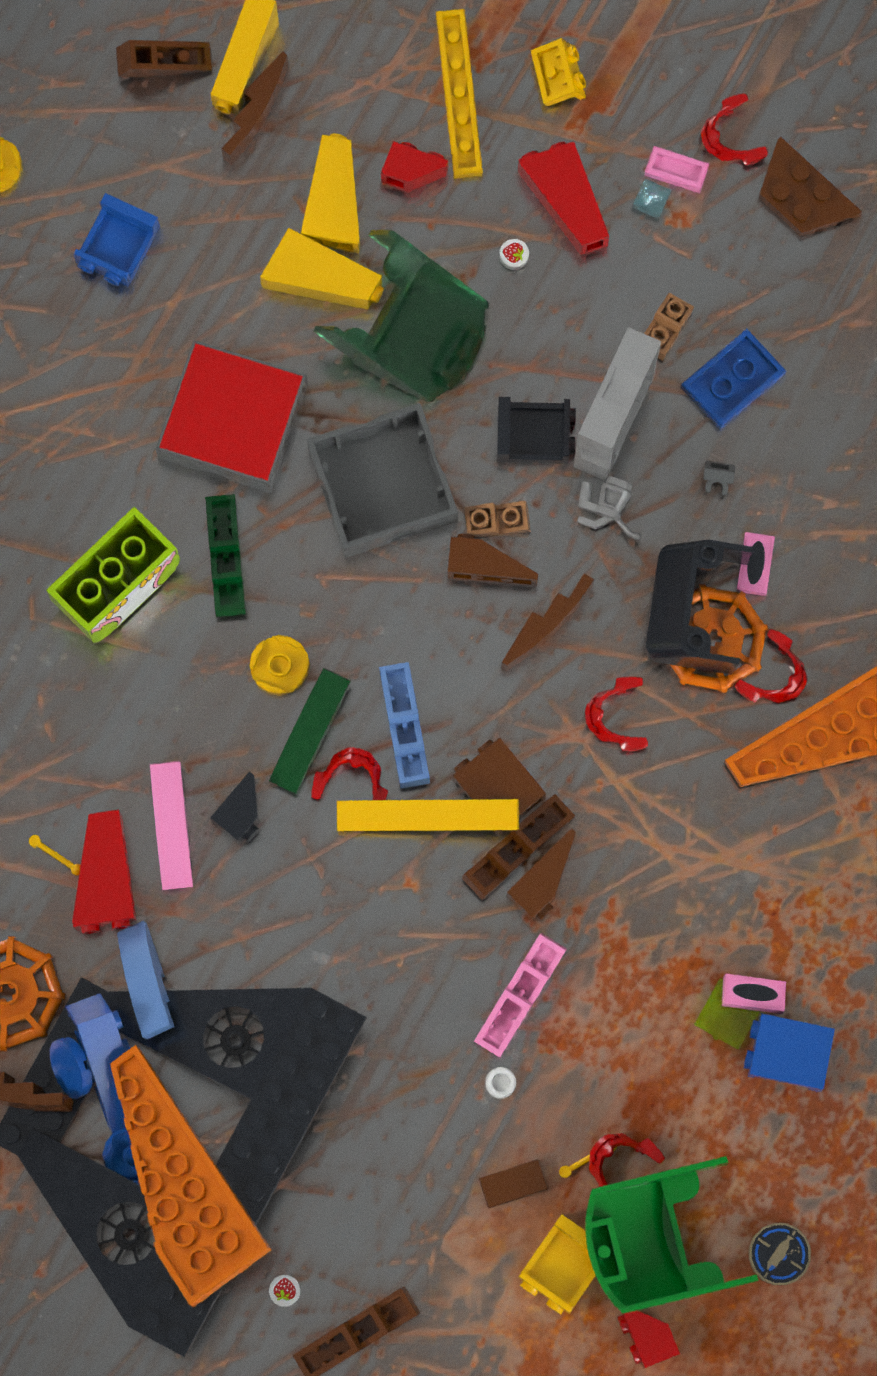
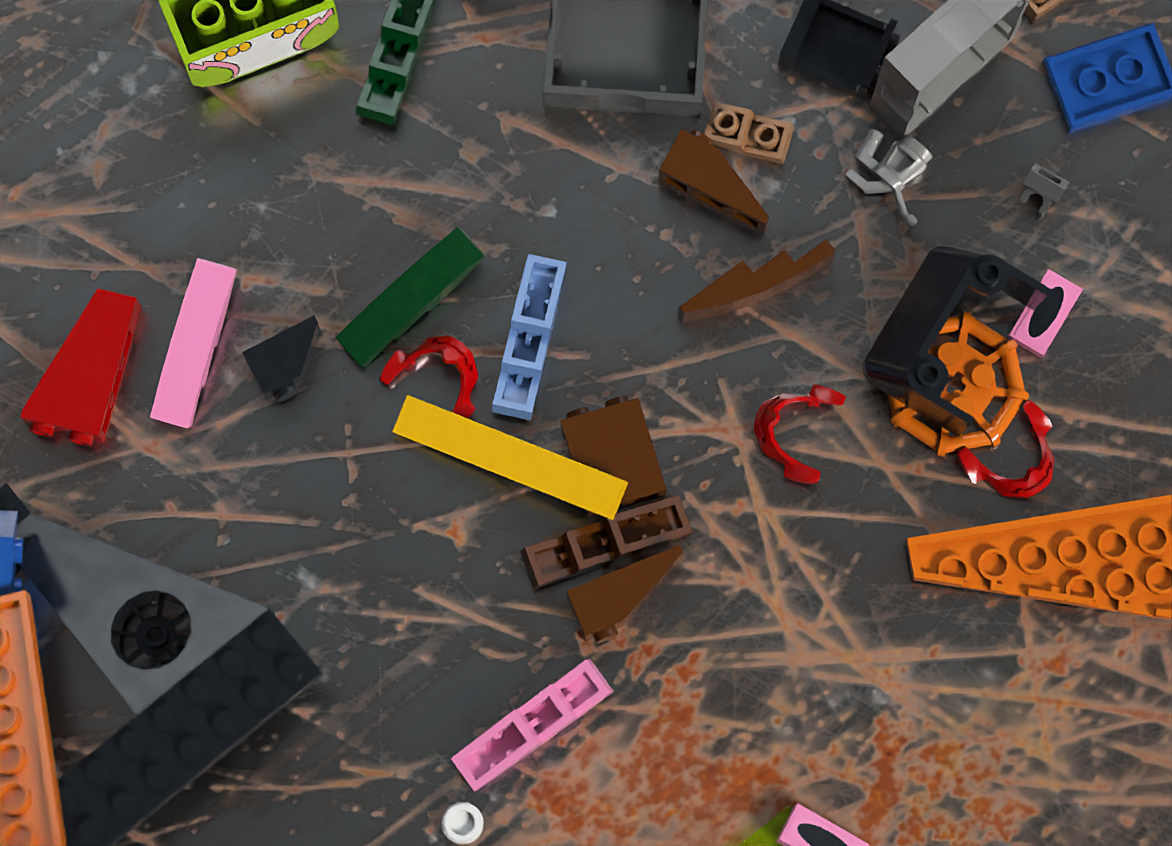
camera: 20 degrees right, 0 degrees up
(35, 841) = (24, 298): yellow hinge -> none
(144, 980) = (77, 517): medium blue slope -> none
(279, 665) = (408, 204): yellow tile -> none

